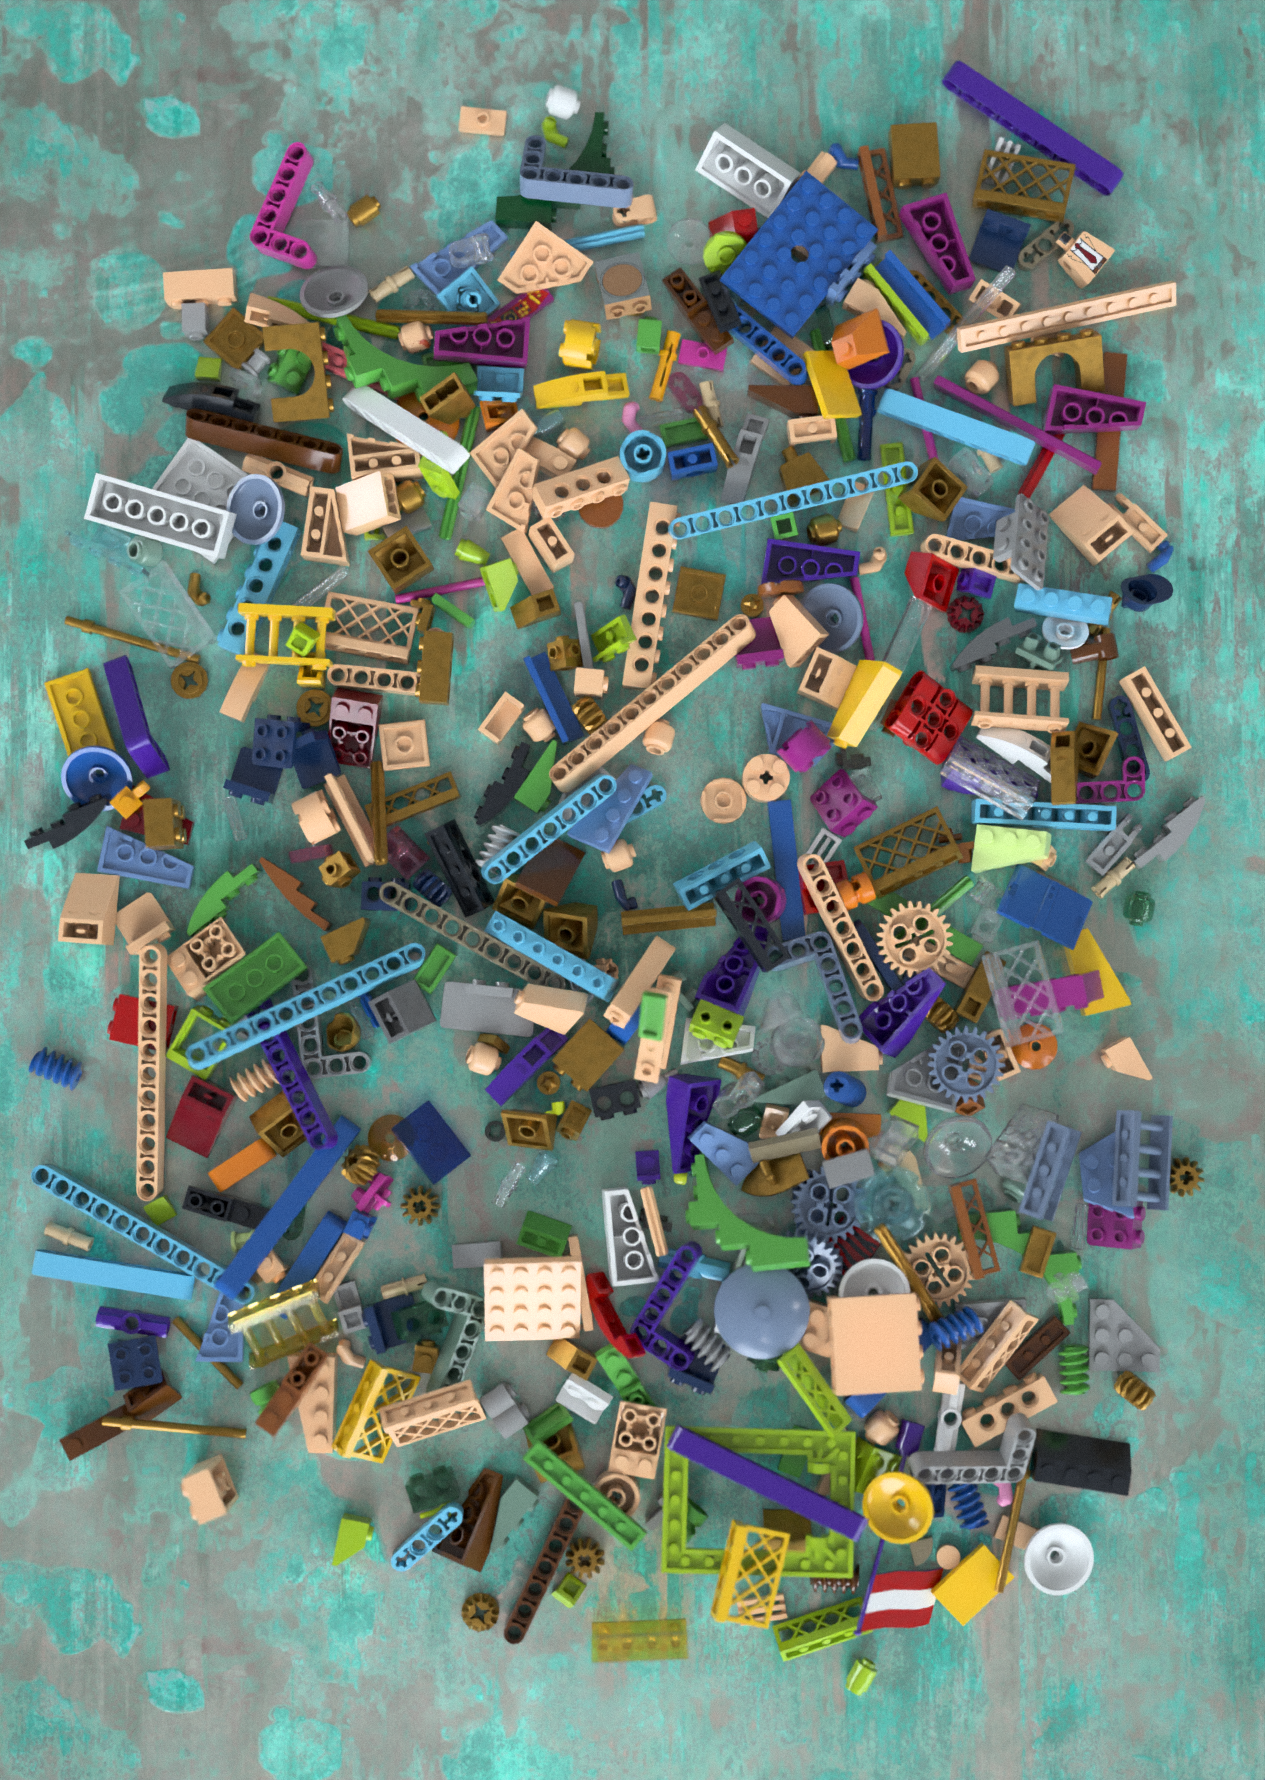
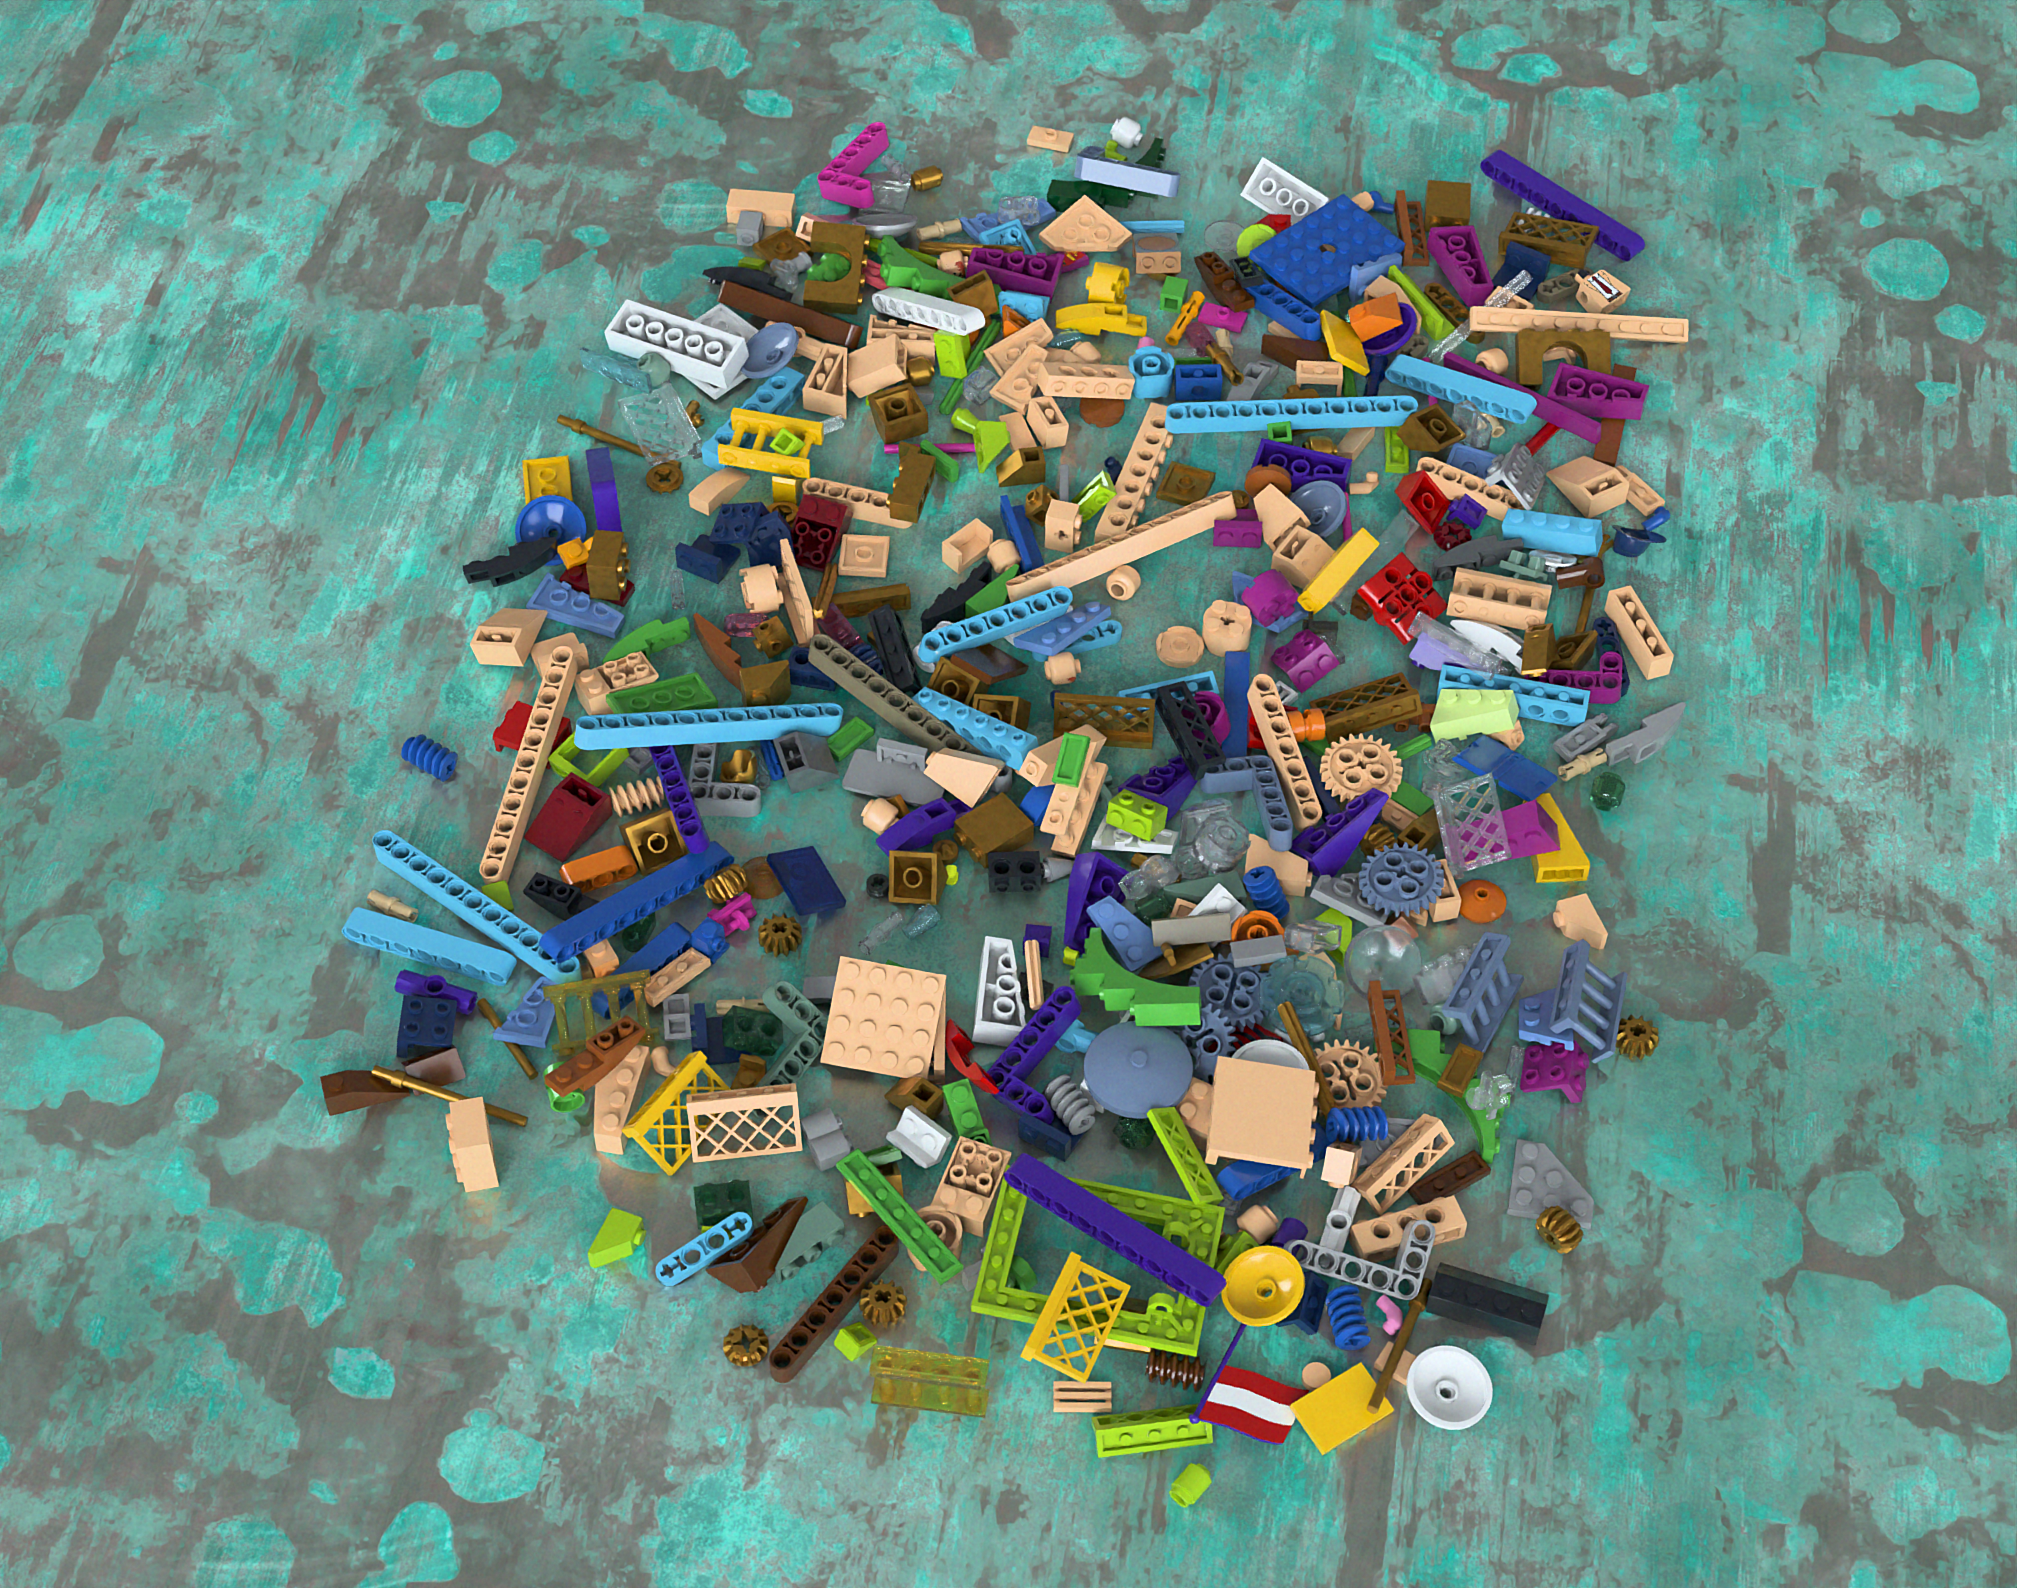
camera: 10 degrees right, 35 degrees down
(369, 647) = (850, 473): light nougat fence -> none
(573, 1121) = (962, 886): pearl gold bracket -> none
(589, 714) = (1055, 547): pearl gold gear -> none
(639, 212) = (1178, 209): light nougat piece -> none
(913, 295) = (1435, 293): blue fence -> none
(921, 1549) = (1284, 1364): dark tan tile -> none
(1075, 1369) = (1490, 1202): bright green piece -> none

